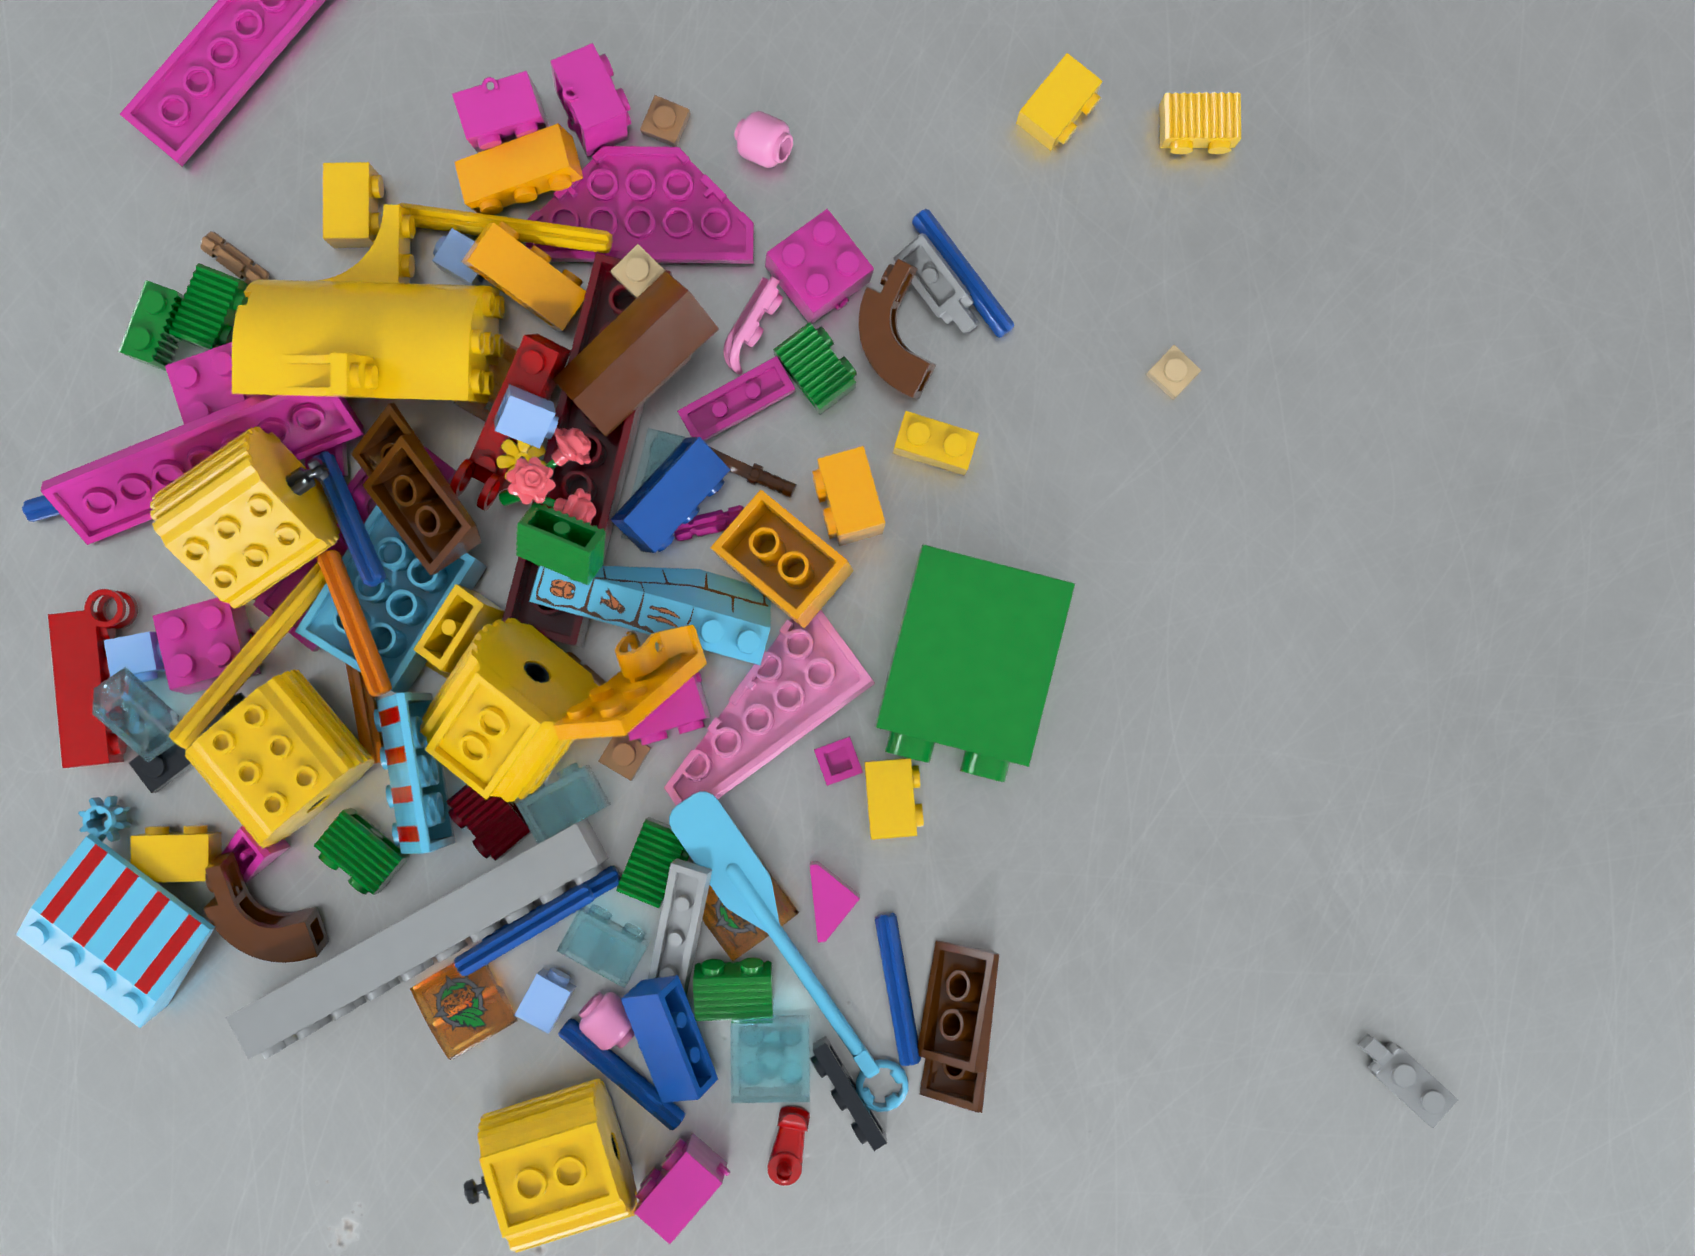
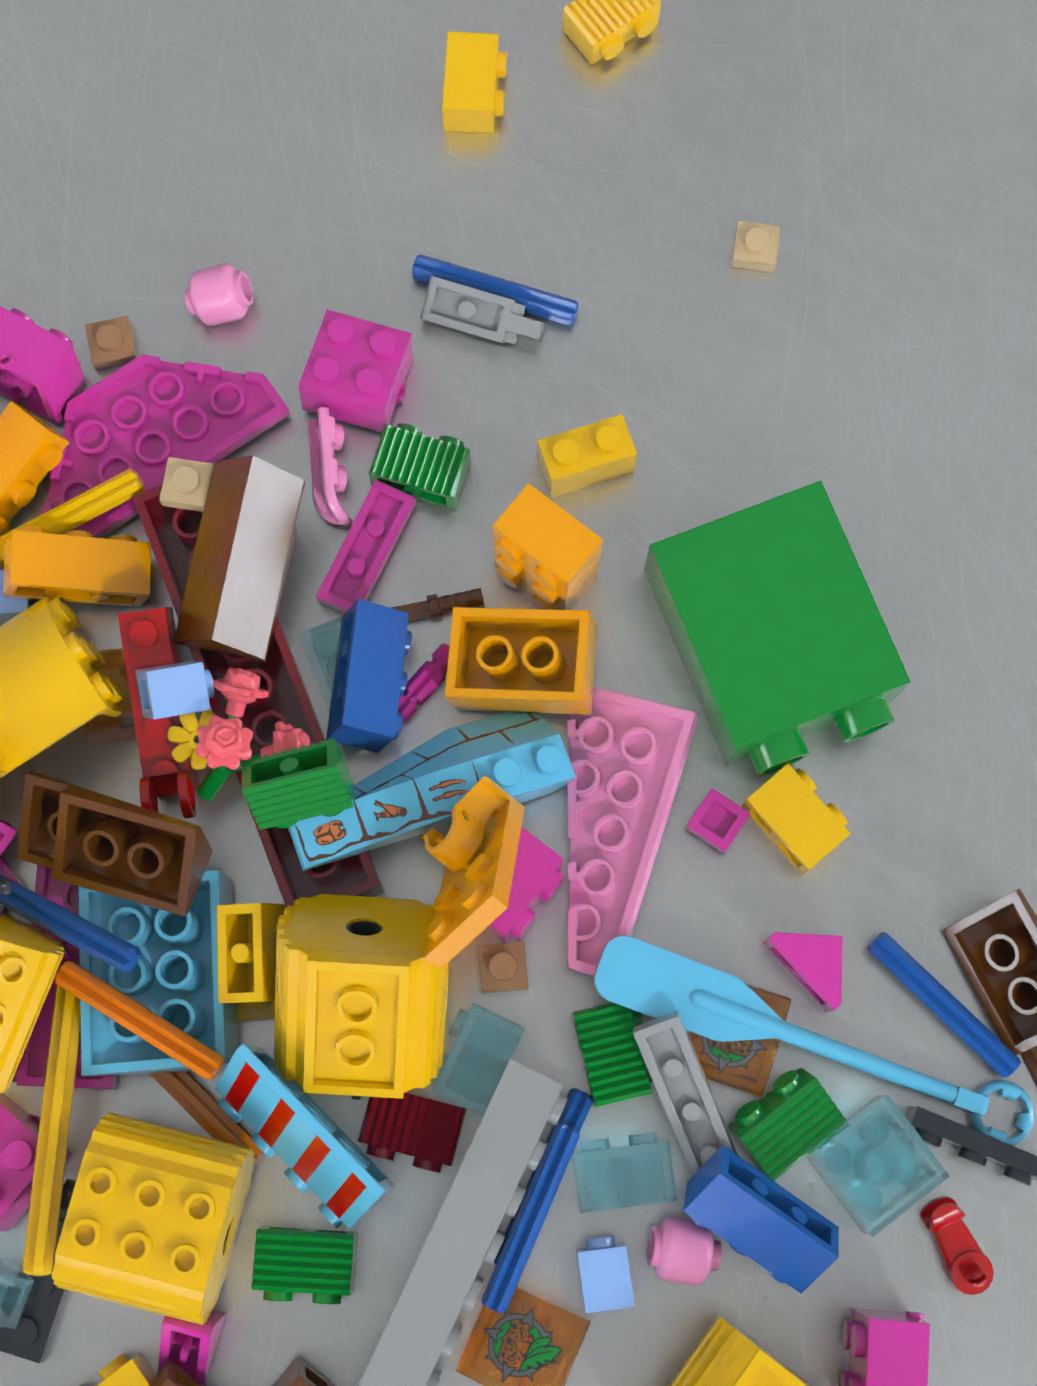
camera: 30 degrees left, 10 degrees down
(622, 1075) = (737, 1299): blue axle -> none
(880, 334) = (485, 407): reddish brown arch -> none

